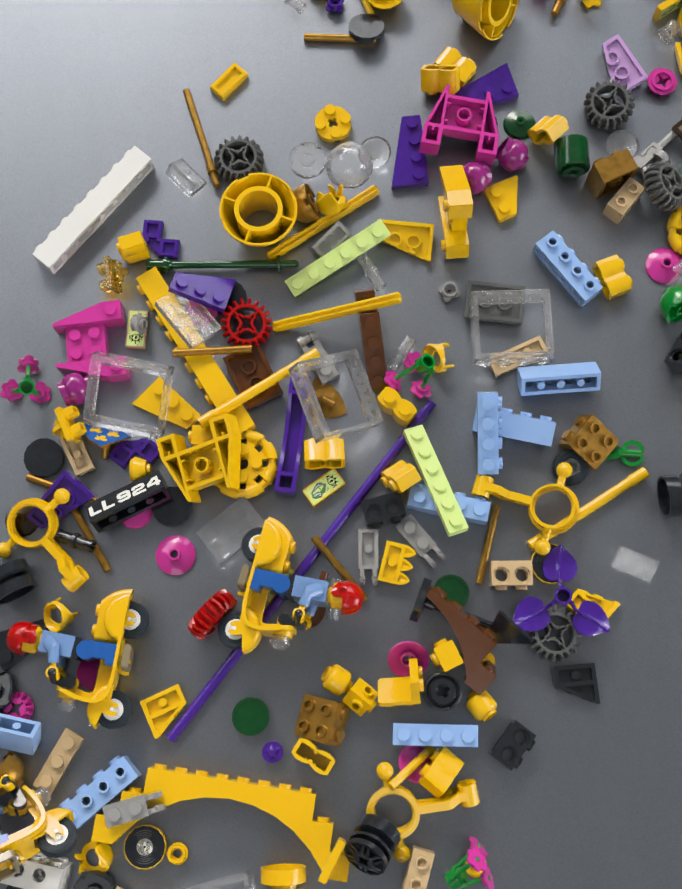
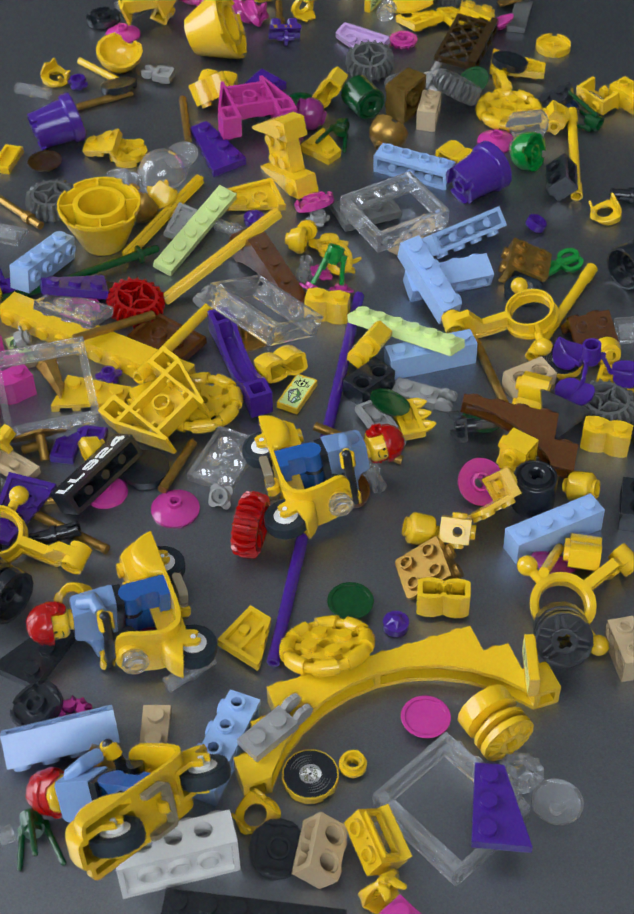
camera: 30 degrees left, 30 degrees down
(149, 354) = (51, 373): none -> pearl gold bar
(188, 398) = (108, 374): none -> dark purple plate
(191, 242) = (42, 261): none -> light blue brick
(196, 515) = (177, 466): none -> pearl gold bar
(208, 741) = (322, 643): none -> yellow plate
(210, 566) = (214, 499): none -> light grey plate
(245, 845) = (425, 716): none -> dark pink piece
(256, 102) = (44, 161): none -> dark brown piece
(284, 65) = (57, 123): none -> dark purple piece
(314, 107) = (104, 143): none -> yellow wing
(382, 545) = (389, 402): none -> dark green piece
(395, 264) = (252, 216): none -> dark purple tile
(404, 100) = (185, 119): none -> pearl gold bar
(412, 28) = (160, 74): none -> light grey plate
(415, 313) = (297, 239): none -> yellow cone
(431, 303) = (310, 226): none -> yellow plate
(441, 325) = (323, 242): none -> yellow plate
(454, 273) = (314, 202): none -> dark pink tile
(495, 598) = (529, 388): none -> yellow brick
(529, 662) = (606, 436): none -> yellow brick
(530, 187) = (340, 129): none -> dark green plant
(563, 21) = (284, 32): none -> dark purple hips
(563, 218) = (387, 131): none -> pearl gold cylinder
(592, 579) = (611, 348): none -> yellow cone
(595, 549) = (592, 325): none -> reddish brown bracket
(612, 316) = (479, 173): none -> dark purple piece
(631, 393) = (536, 223): none -> dark purple tile

